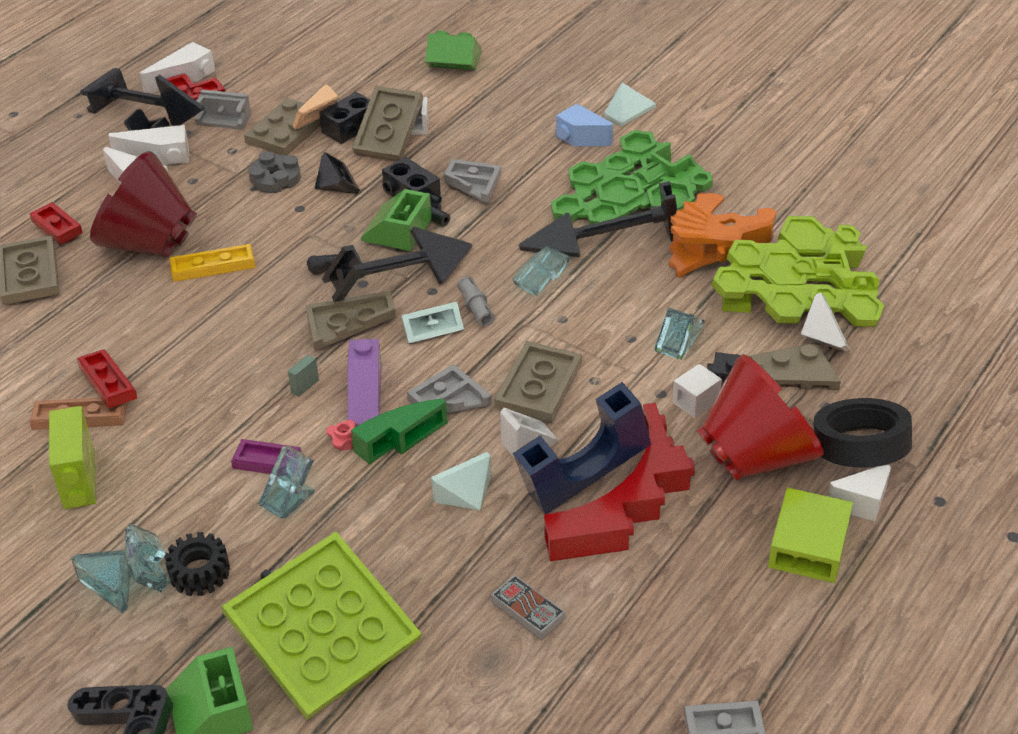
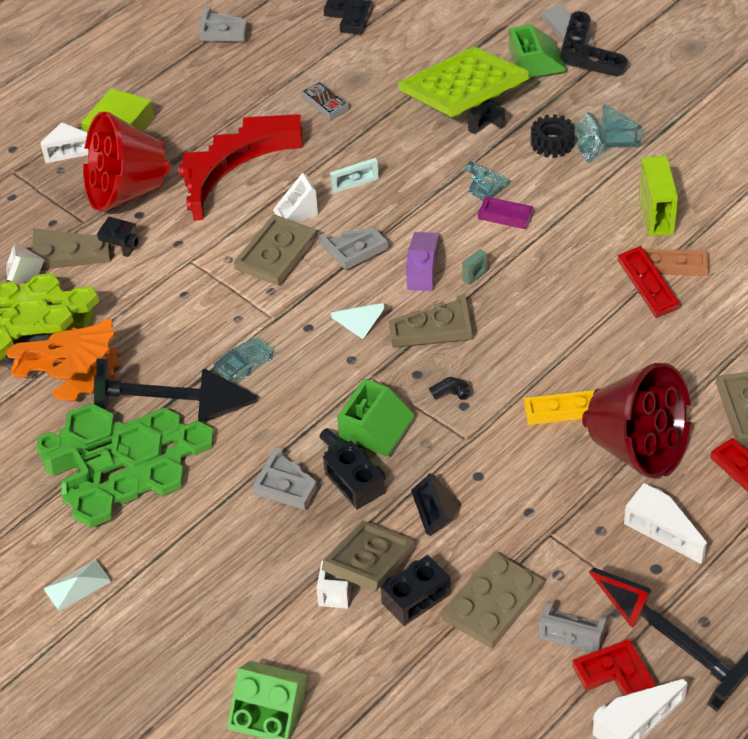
camera: 170 degrees left, 5 degrees up
(139, 121) = (666, 601): black bracket -> none
(166, 142) = (654, 566): white slope -> none
(274, 171) = (510, 508): dark grey plate -> none
(310, 110) = (441, 589): light nougat slope -> none
(341, 434) = (442, 221): coral plate -> none
(398, 429) = (399, 214): green slope -> none
(437, 250) = (344, 378): black piece -> none
(476, 301) = (313, 330): light grey pin -> none
(583, 127) = (146, 540): light blue slope -> none
(619, 438) = (285, 159): dark blue arch -> none
(678, 333) = (139, 287): clear light blue slope -> none
(696, 390) = (152, 219): white panel -> none
(866, 449) = (34, 145): black tyre -> none

